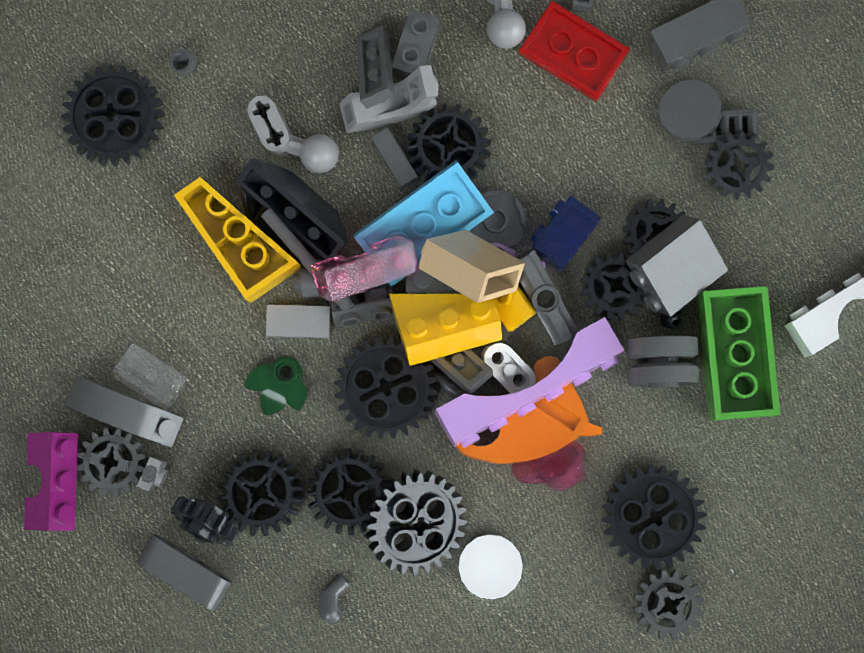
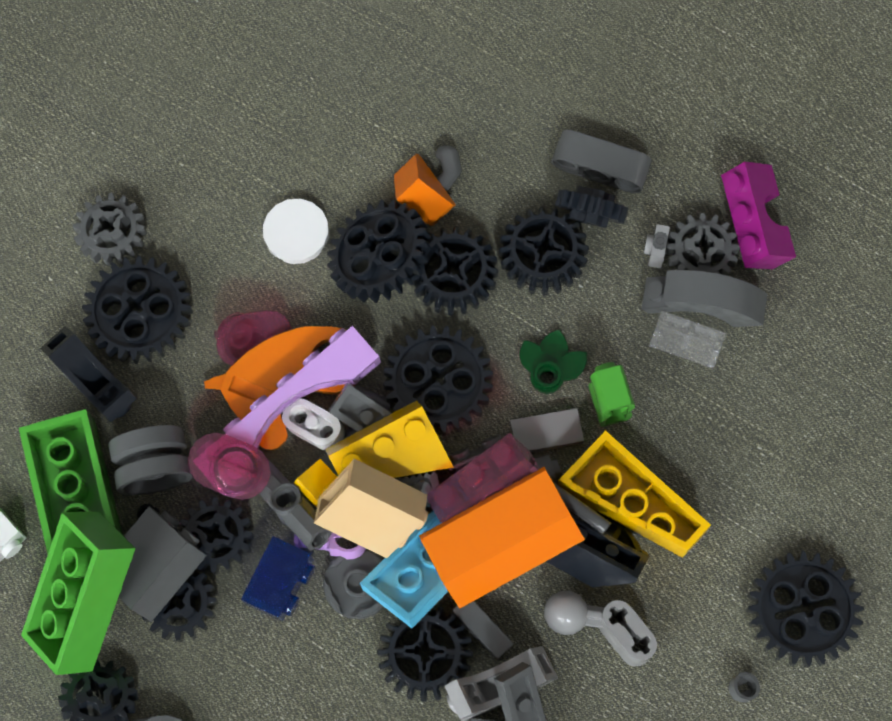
camera: 170 degrees right, 10 degrees down
(232, 335) = (611, 394): none -> bright green brick
(360, 216) = (501, 537): none -> orange slope
(363, 579) = (422, 191): none -> orange slope
(592, 338) = (229, 466): none -> clear pink piece
(706, 457) = (88, 374): none -> black arch
(745, 247) = (77, 592): none -> bright green brick

